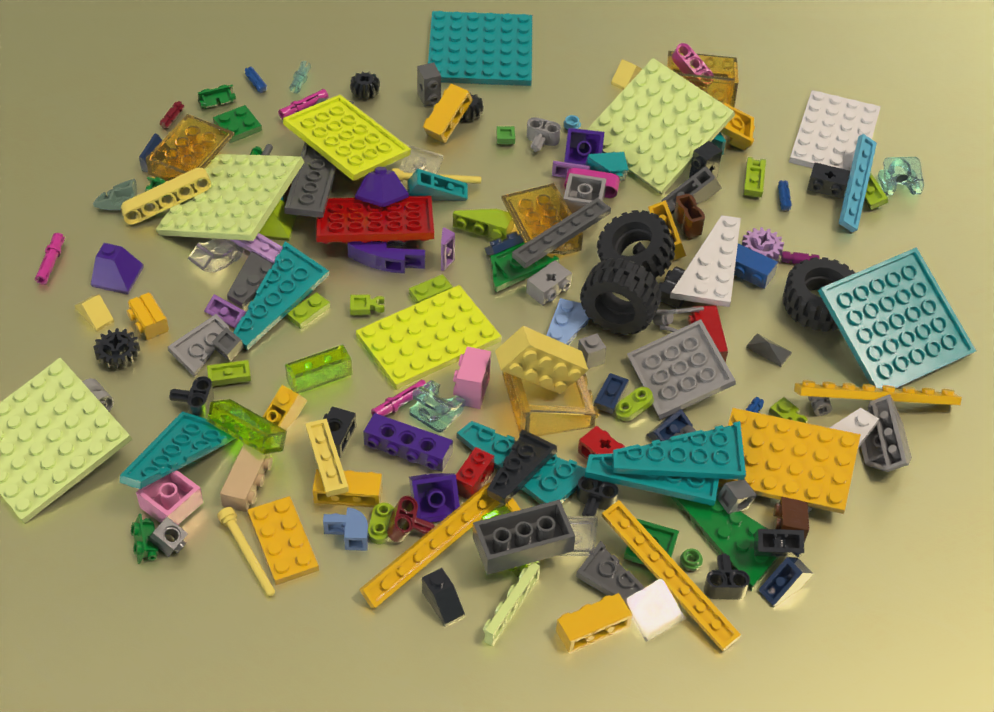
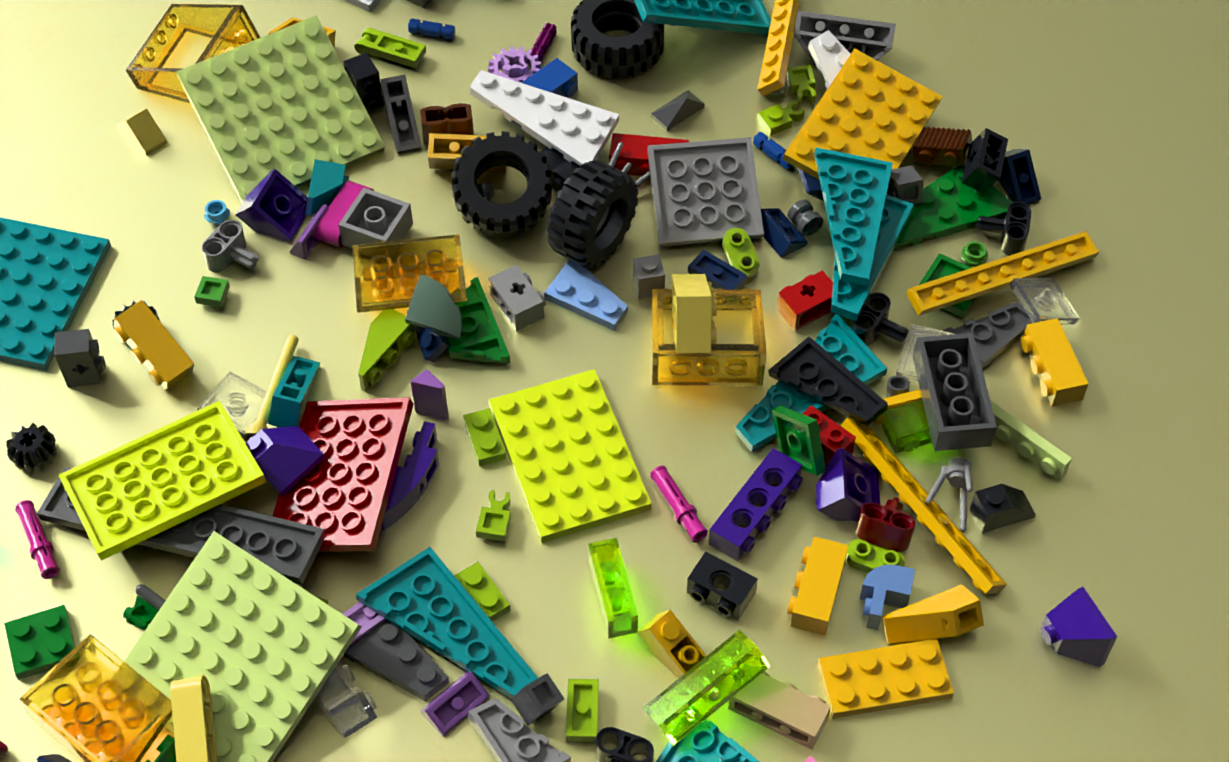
camera: 75 degrees left, 5 degrees up
(229, 518) = (844, 739): light yellow piece -> none
(326, 457) = (785, 591): light yellow plate -> none
(334, 562) = (935, 617): none -> yellow slope
(337, 652) = (1079, 629): none -> dark purple slope
(433, 410) = (703, 469): clear light blue piece -> none
(458, 449) = (799, 439): none -> green plate
(464, 564) = (959, 476): none -> light grey plant
(473, 376) = (672, 406): bright pink brick -> none
(511, 230) = (434, 309): none -> sand green brick
(561, 232) = (459, 253): dark grey plate -> none
(688, 59) = (170, 51): dark pink beam -> none
(827, 418) = (802, 81): none -> lime plate

